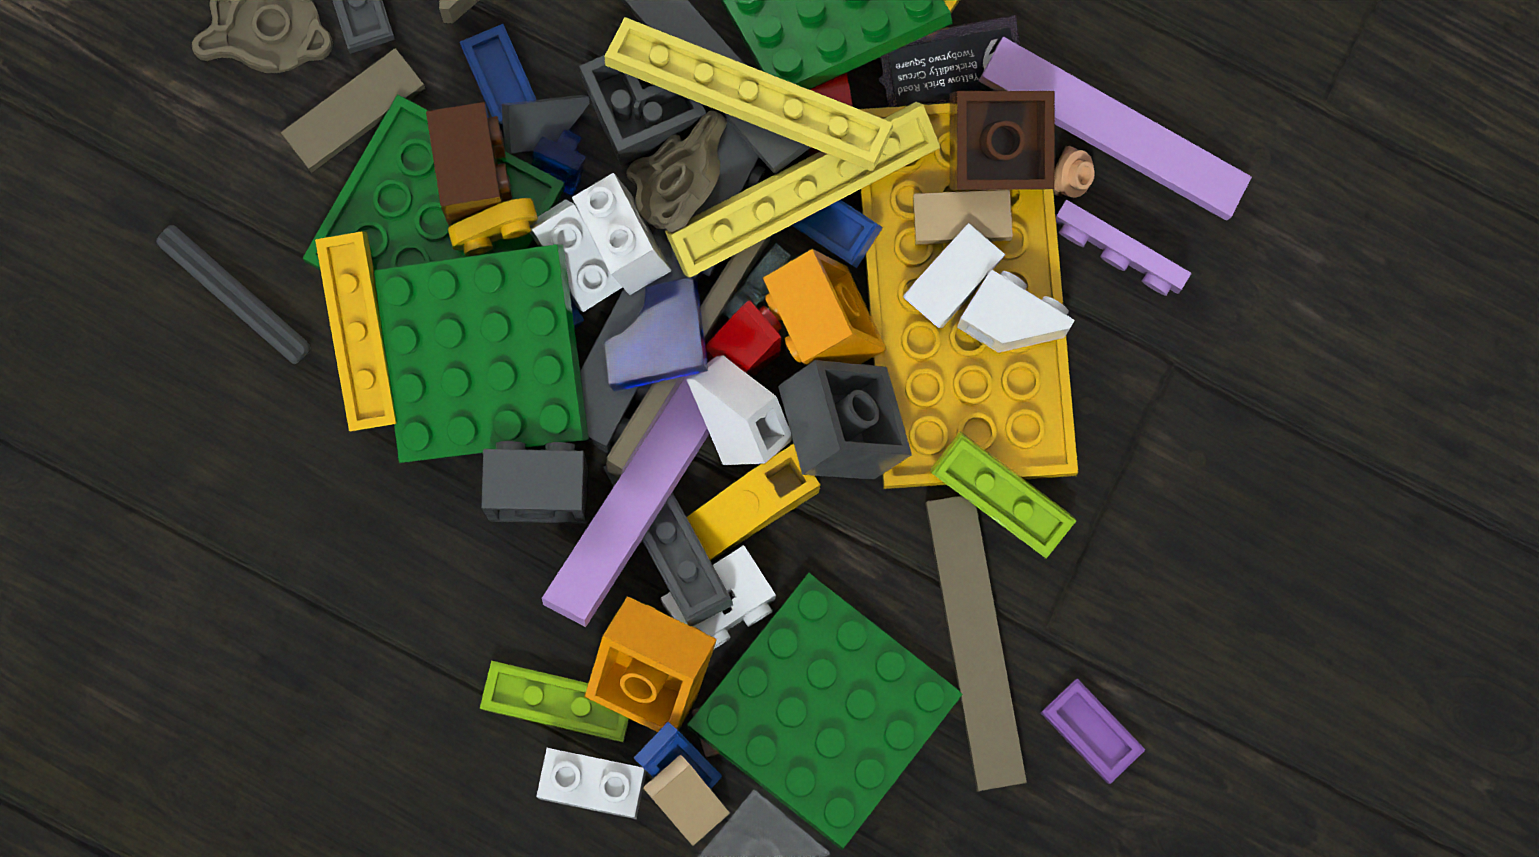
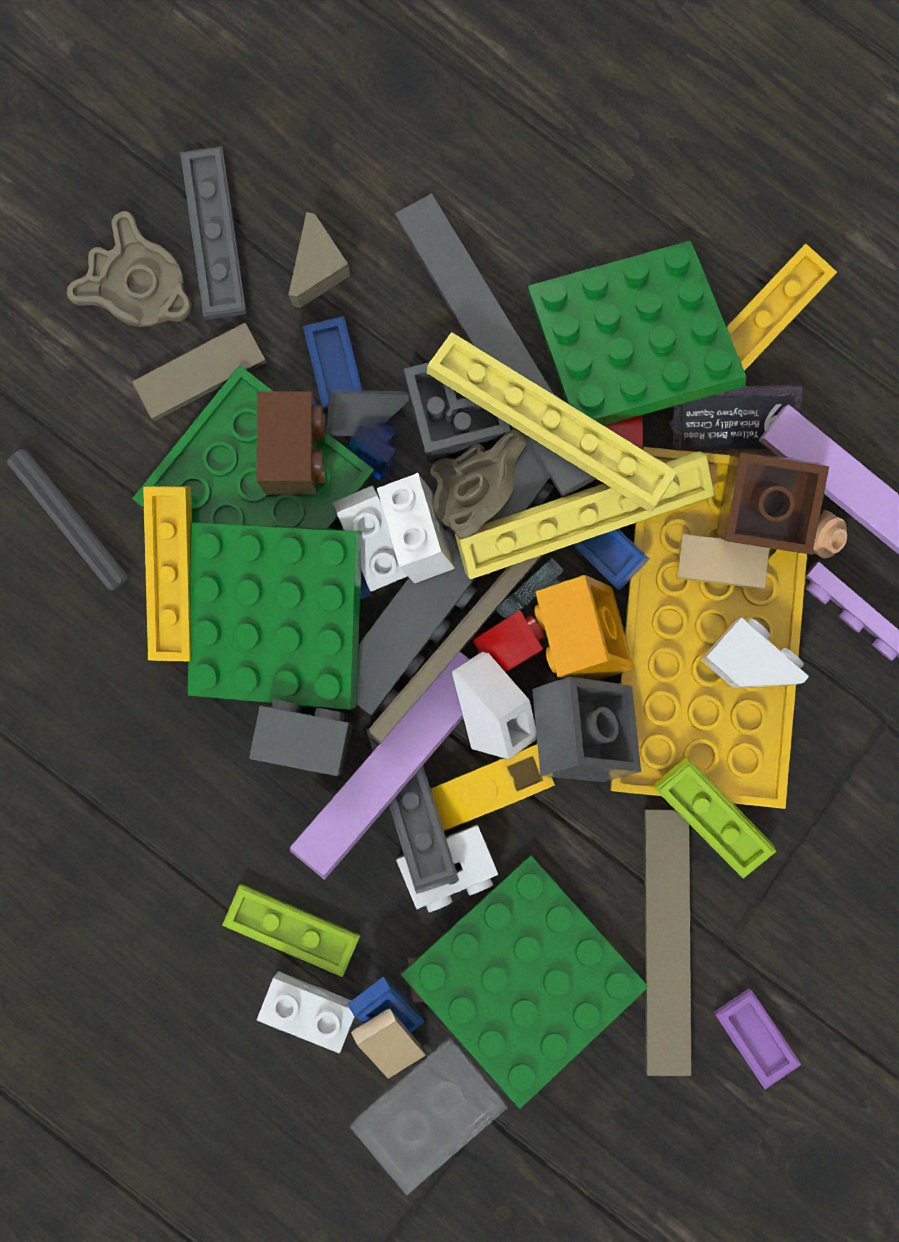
camera: 15 degrees right, 5 degrees up
(503, 220) = (315, 499): yellow plate -> none
(649, 666) = (376, 921): light orange brick -> none
(663, 339) = (436, 632): clear blue tile -> none
(954, 276) = (706, 615): white slope -> none

